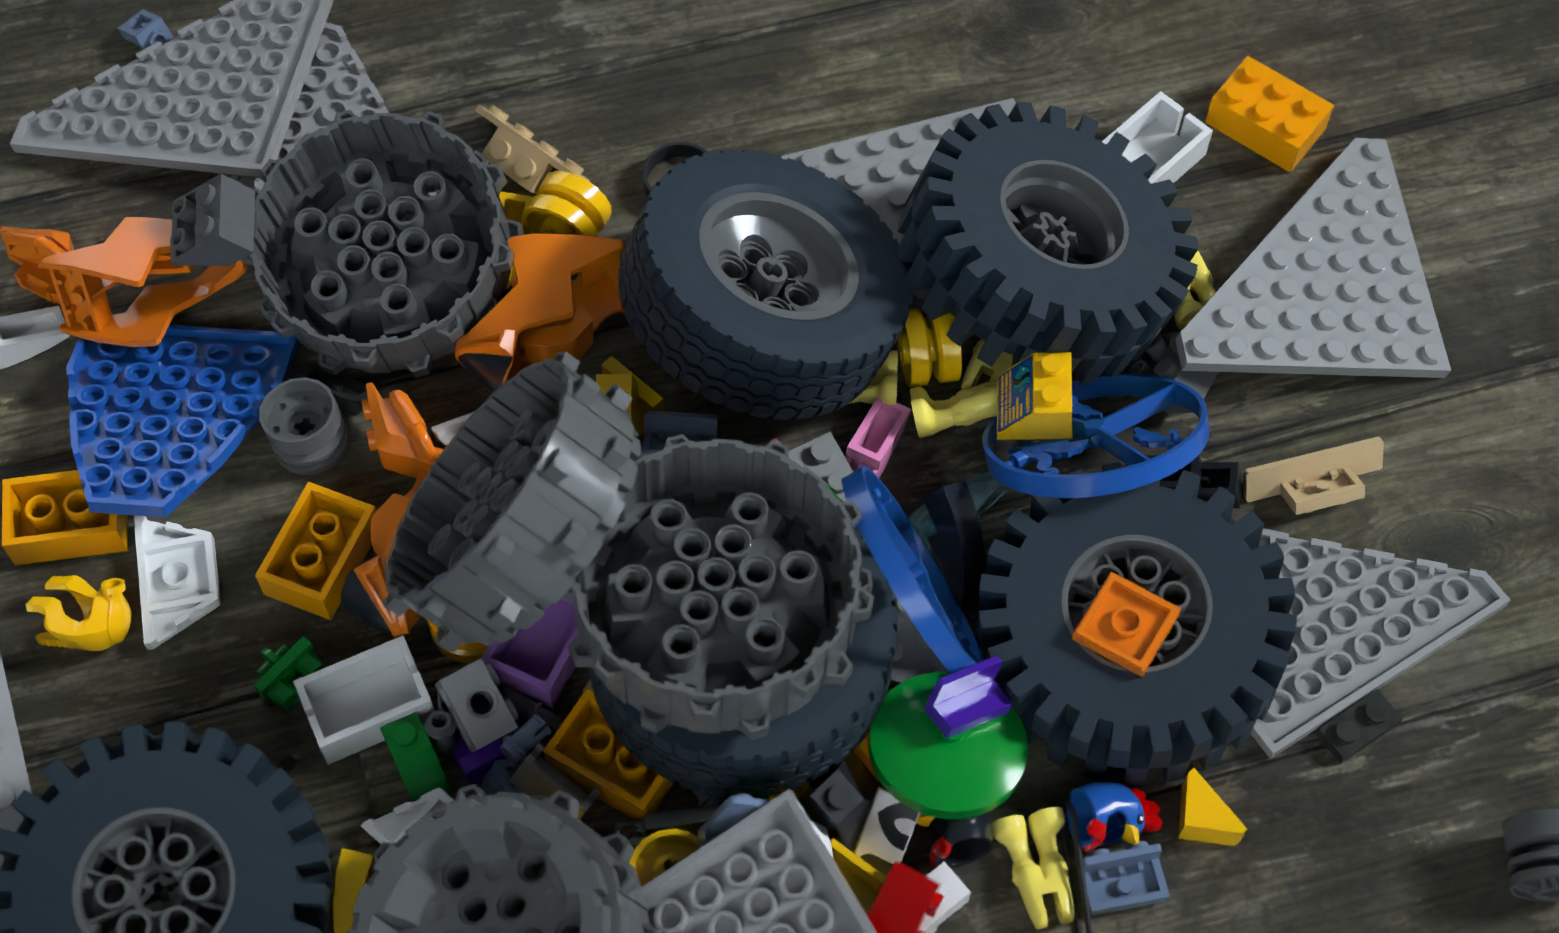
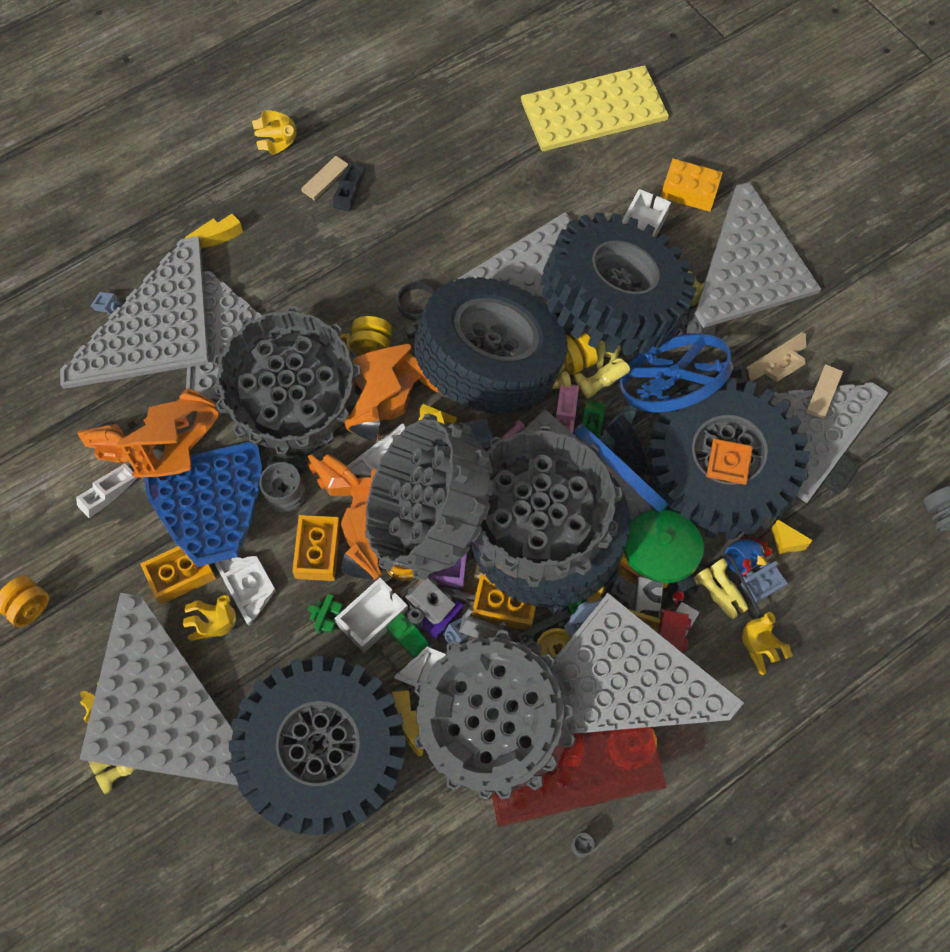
camera: 20 degrees left, 5 degrees up
(213, 224) = (200, 398): dark grey slope -> none
(519, 154) = (332, 313): tan bracket -> none
(524, 739) = (460, 609): sand blue pin -> none
(915, 475) = (593, 417): none -> green slope
(967, 698) = (668, 522): dark purple panel -> none
(1036, 398) = (642, 363): yellow slope -> none
(1380, 559) = (824, 391): none -> tan tile

